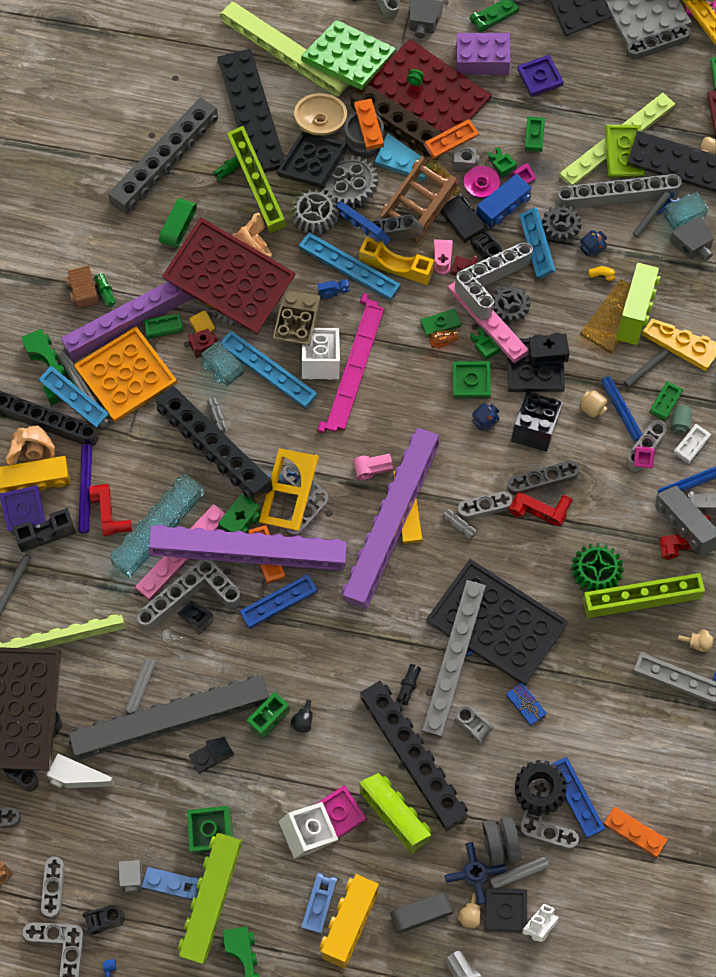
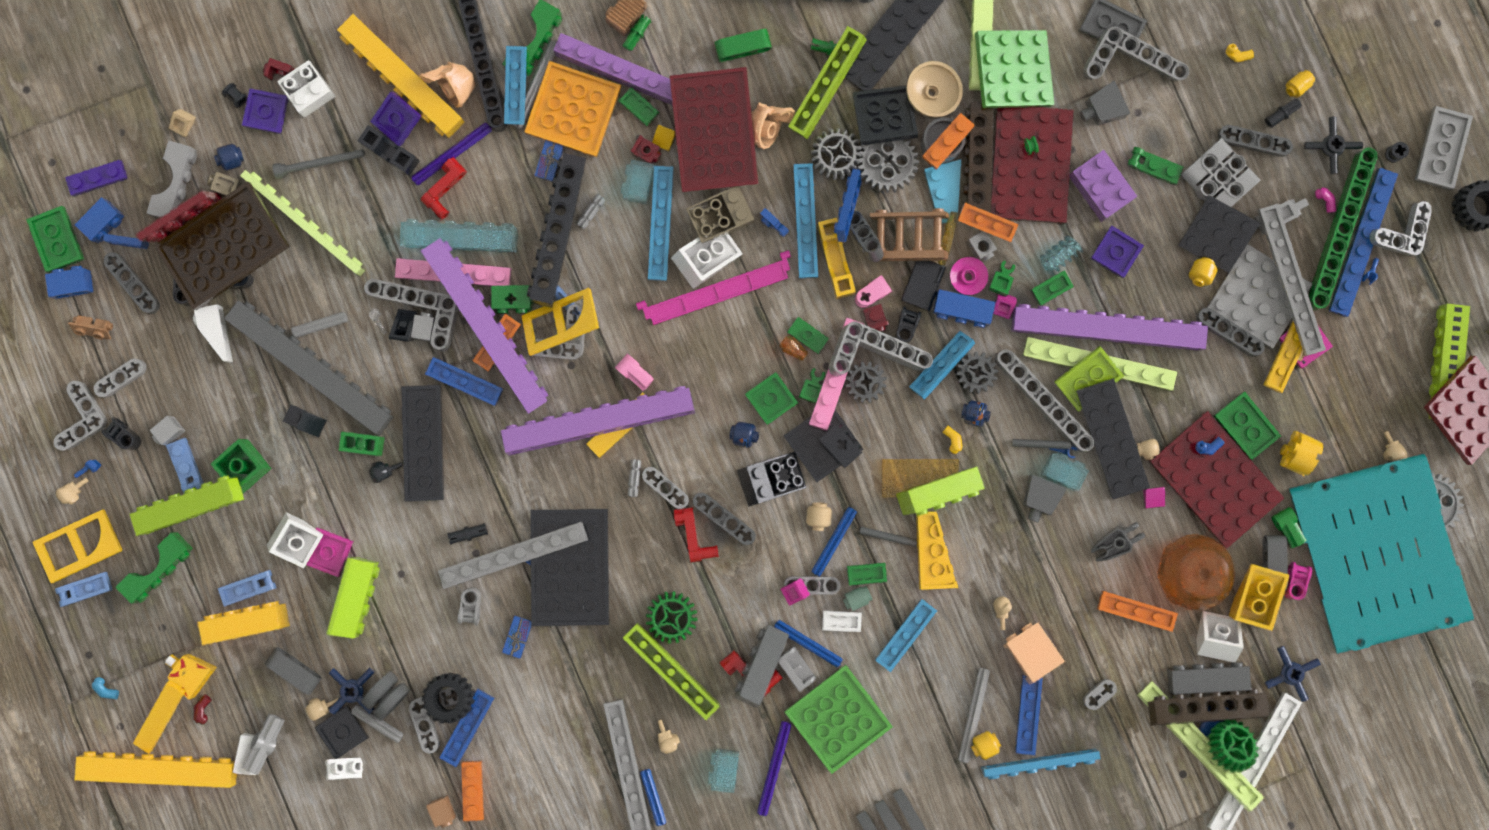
camera: 55 degrees right, 20 degrees up
(151, 419) = (548, 161): none -> blue tile
(210, 601) = (423, 327): none -> light grey brick
(305, 669) = (422, 443): none -> black plate
(447, 817) = (380, 639): black brick -> none
(513, 111) = (1059, 254): none -> clear light blue piece
(594, 116) = (1109, 328): none -> medium lavender brick
(599, 30) = (1203, 272): none -> yellow head
(636, 868) = (441, 812): none -> medium nougat brick

